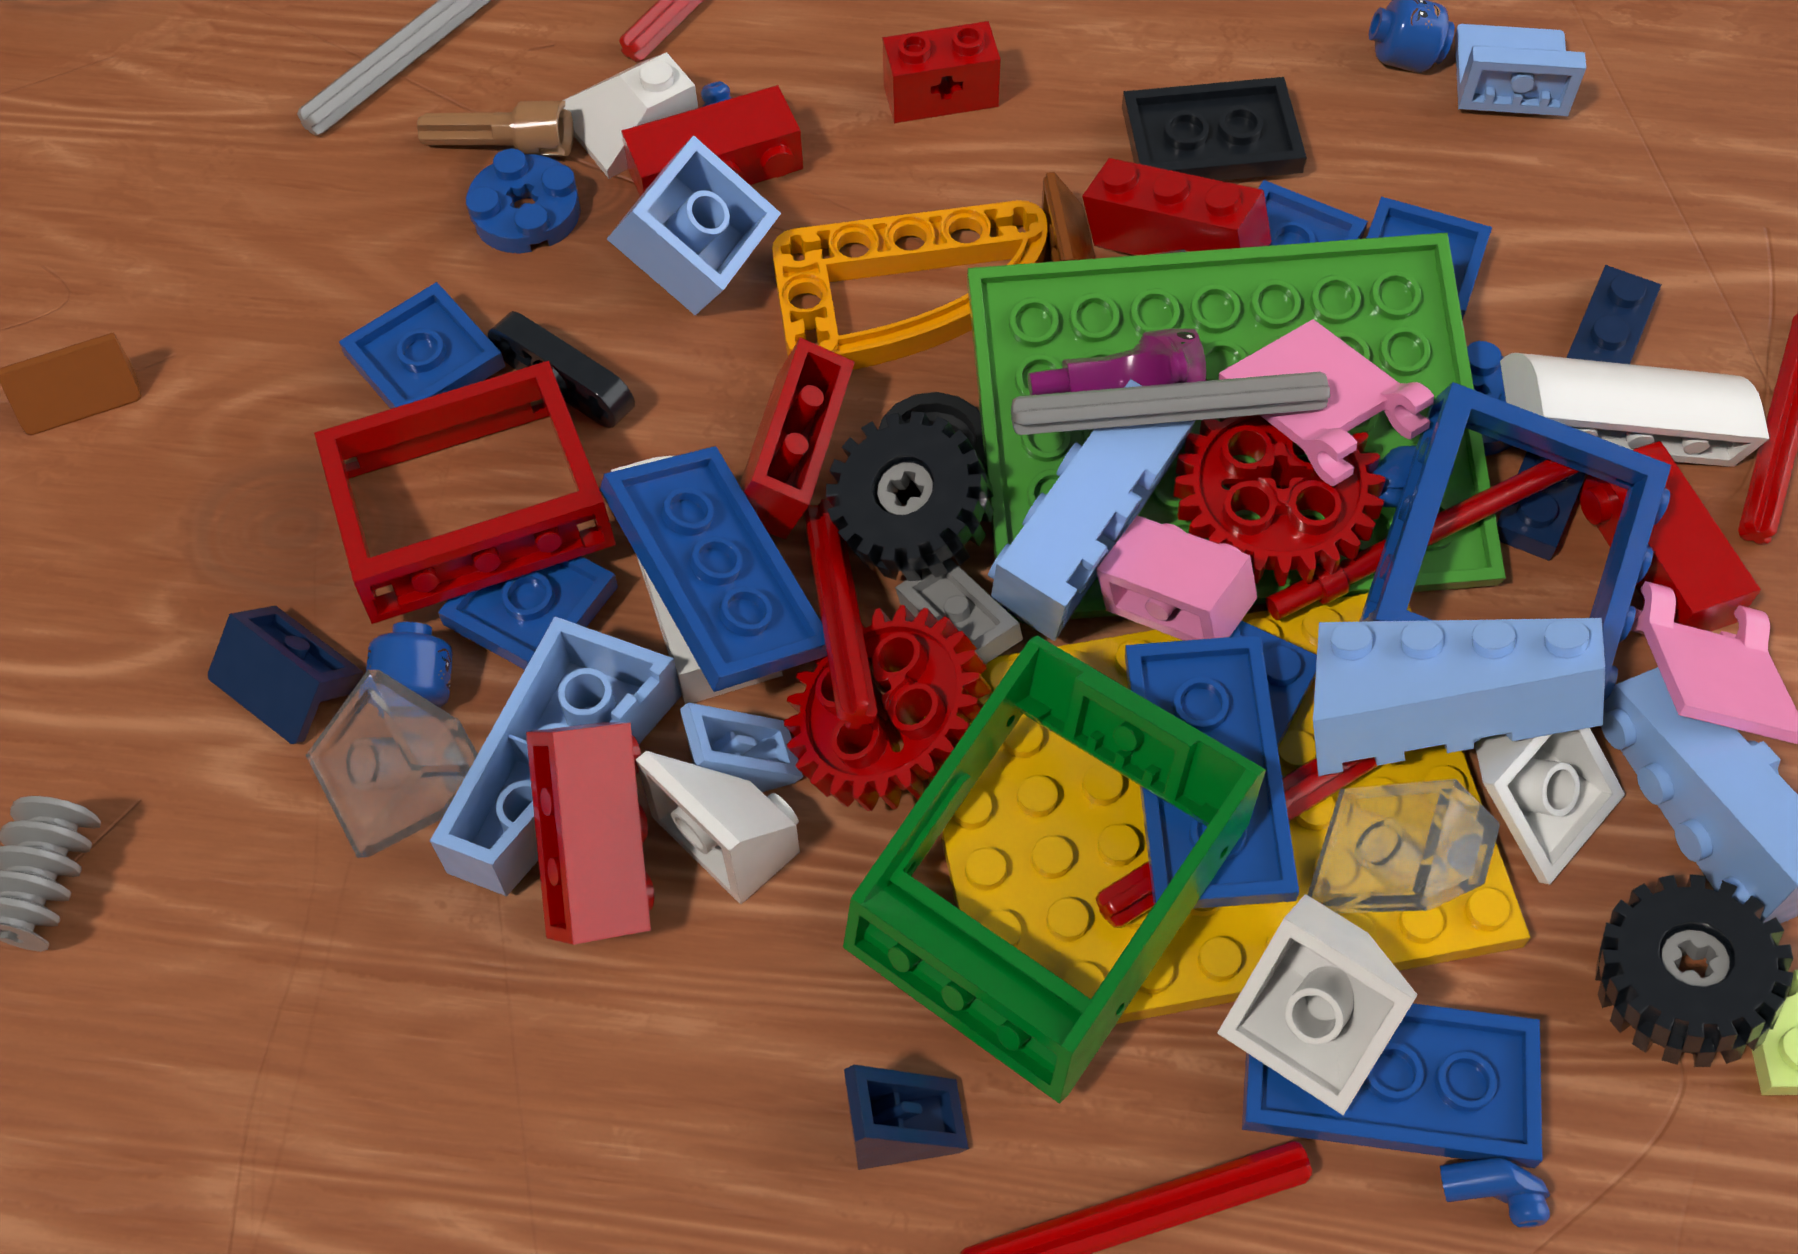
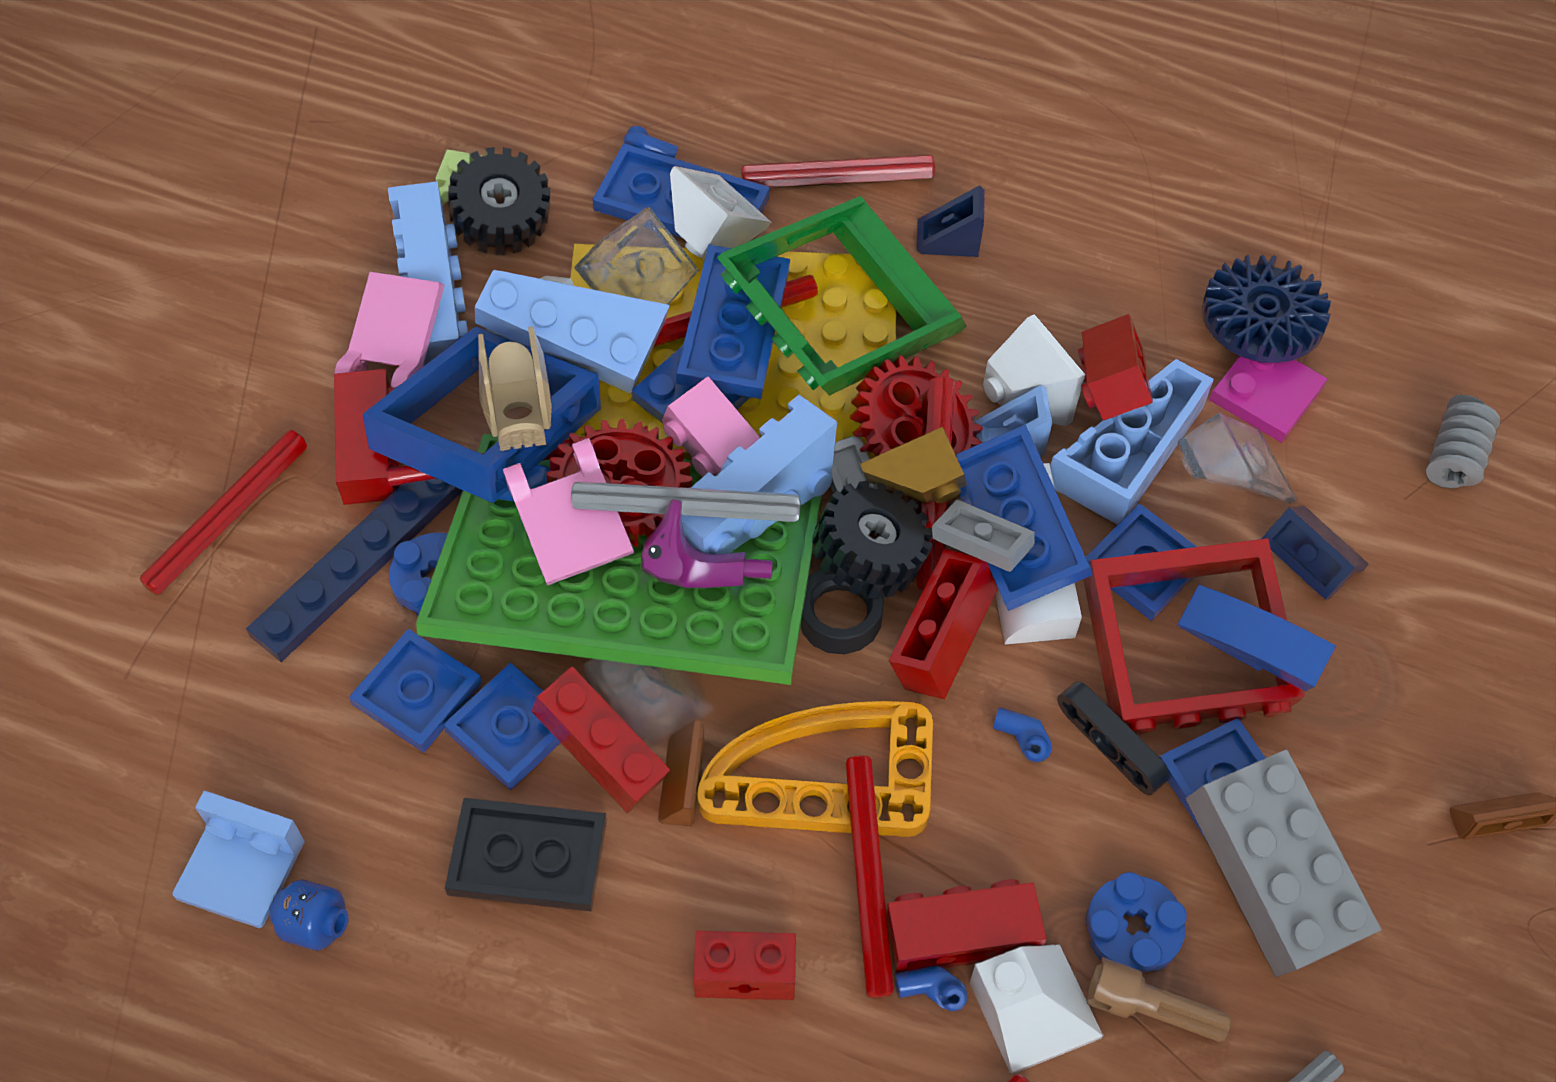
camera: 170 degrees left, 0 degrees up
(299, 1013) = (1265, 310): none -> dark blue wheel
(339, 931) = (1268, 394): none -> dark pink plate
(356, 250) = (1282, 863): none -> light grey brick
(372, 444) = (1256, 637): none -> blue slope
(414, 660) = (1228, 518): blue head -> none
(665, 364) = (1027, 731): none -> blue arm
(694, 226) = (995, 816): light blue brick -> none
(756, 500) = (983, 535): none -> light grey plate
(832, 179) = (869, 877): none -> red axle
(867, 572) = (920, 469): none -> pearl gold slope
(1457, 497) = (515, 387): none -> tan piece
(1691, 412) = (338, 514): white brick -> none

